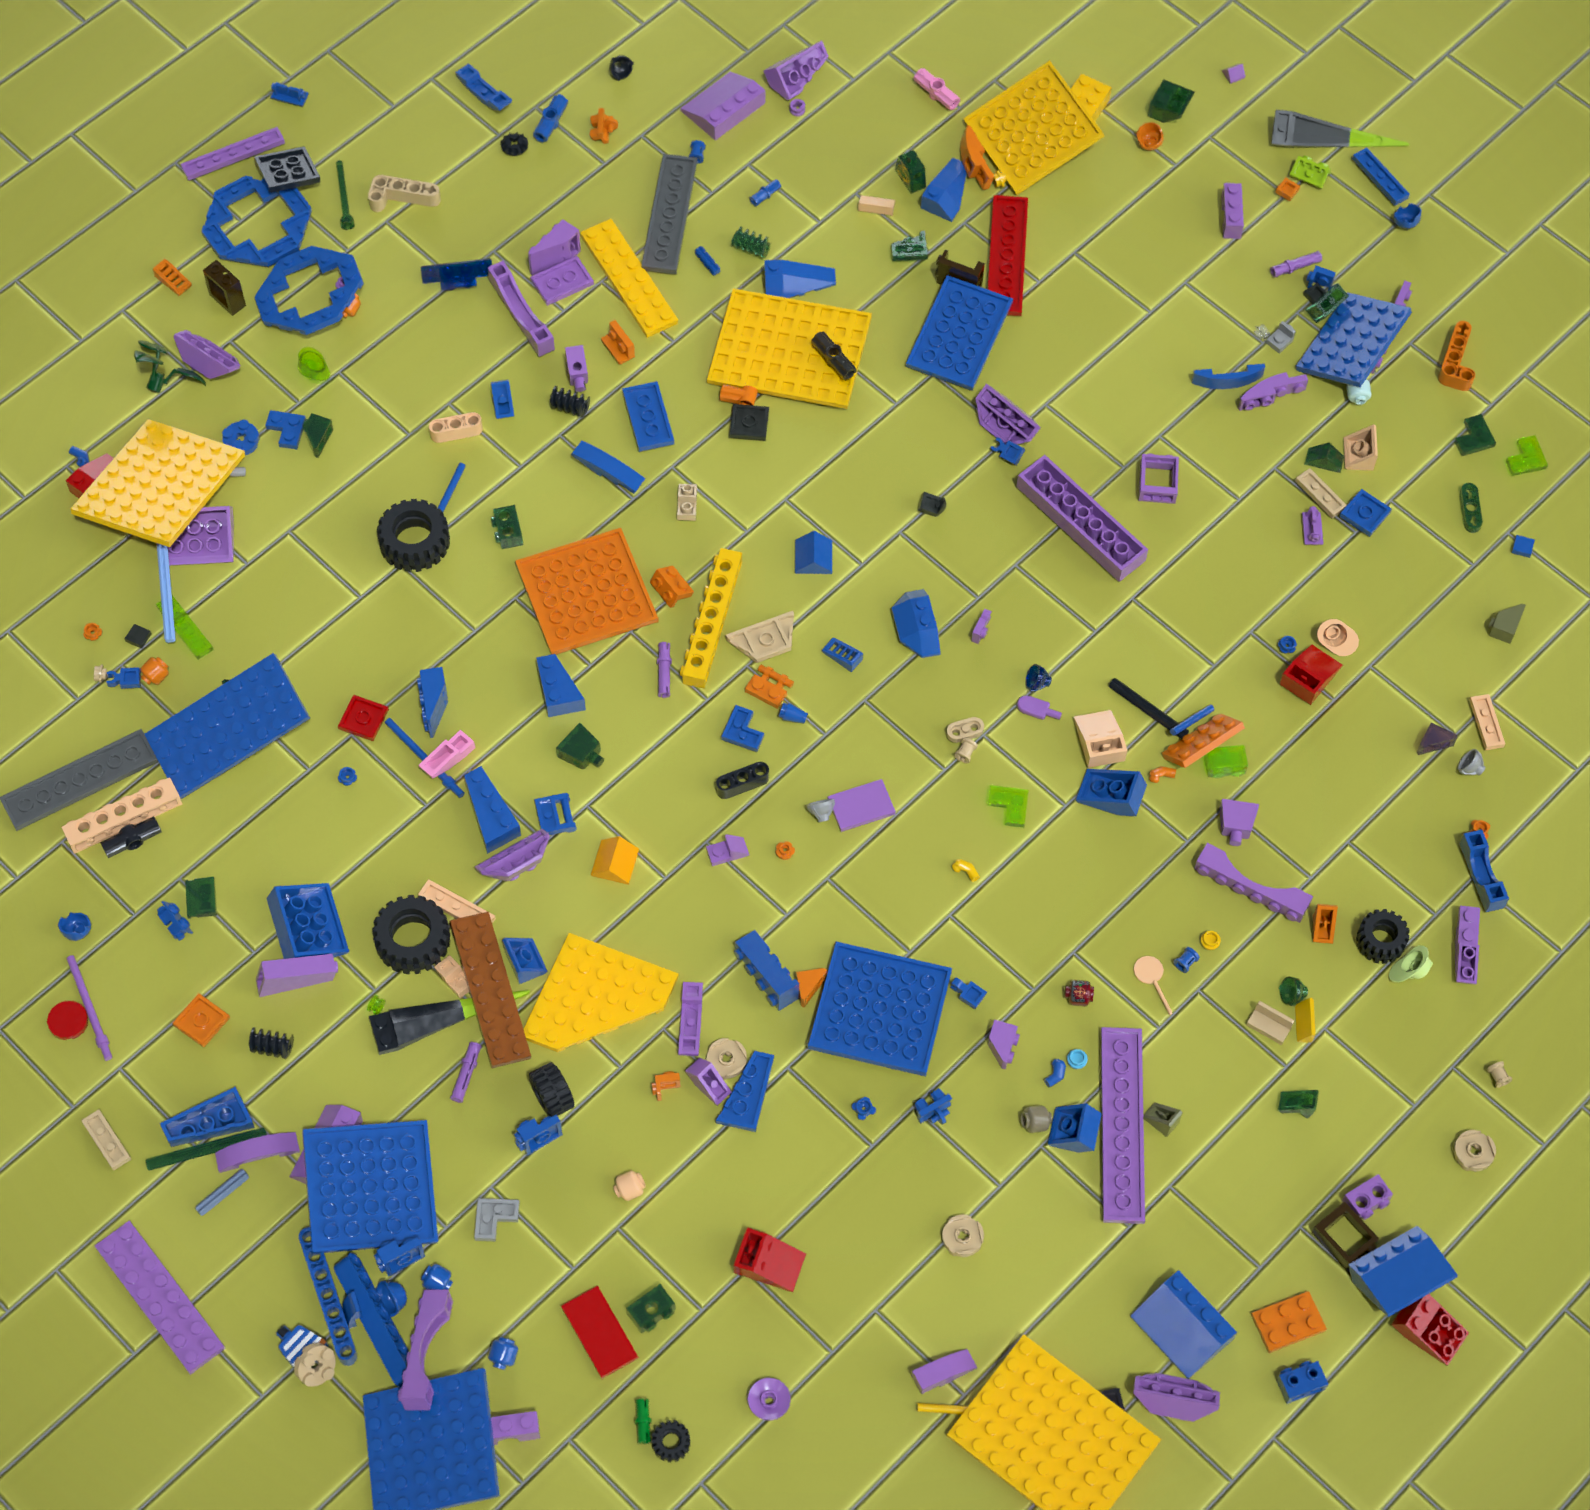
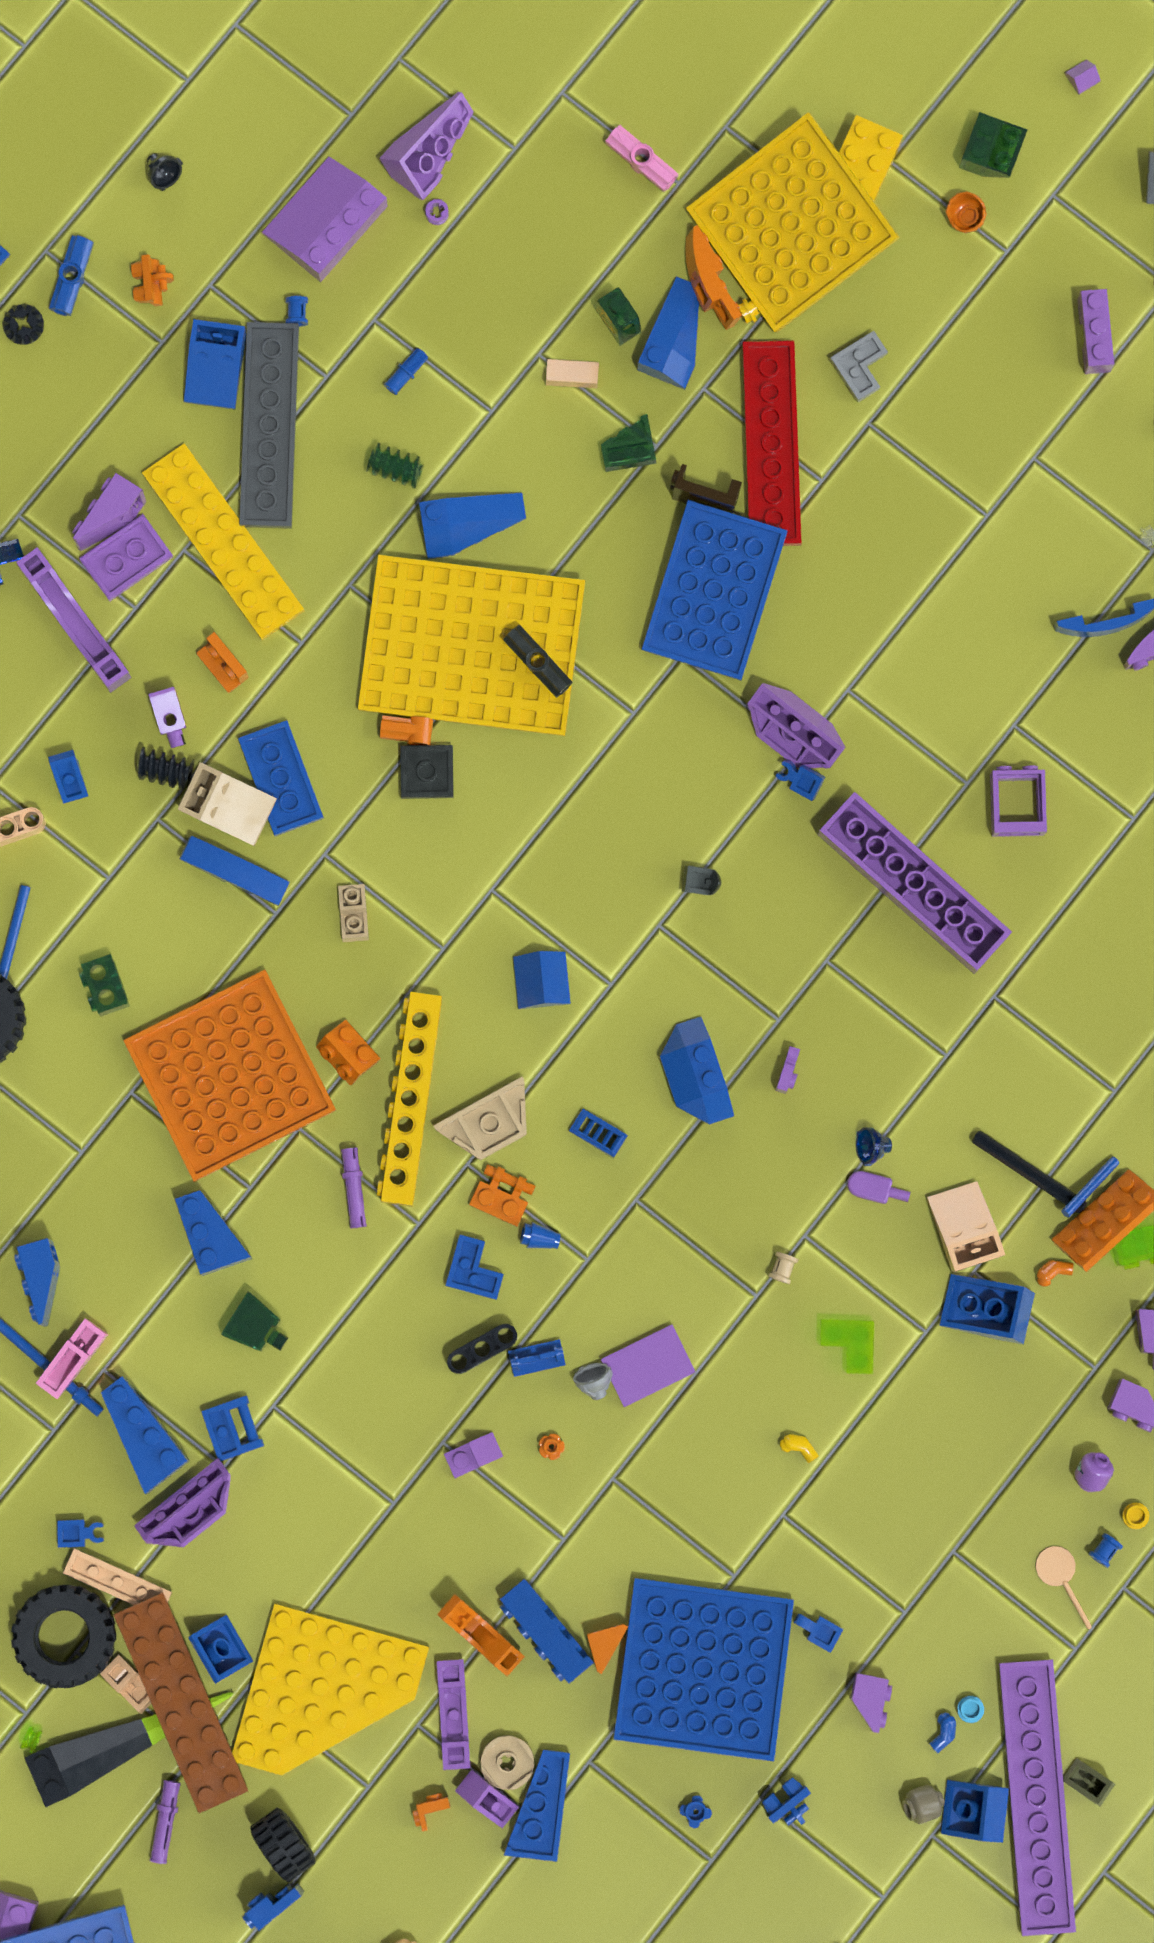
camera: 10 degrees left, 20 degrees up
(431, 870) = (74, 1533): none -> blue plate
(608, 423) = (227, 804): none -> tan slope
(615, 860) = (322, 1488): light orange slope -> none
(638, 173) = (214, 364): none -> blue slope
(707, 260) = (334, 500): blue axle -> none
(715, 966) = (481, 1635): none -> orange arch
(781, 792) = (536, 1358): none -> blue hinge
(964, 730) = (779, 1235): tan plate -> none
(1068, 215) = (853, 365): none -> light grey plate
(1079, 993) = (966, 1615): dark red head -> none
(1181, 904) = (1094, 1472): none -> medium lavender head

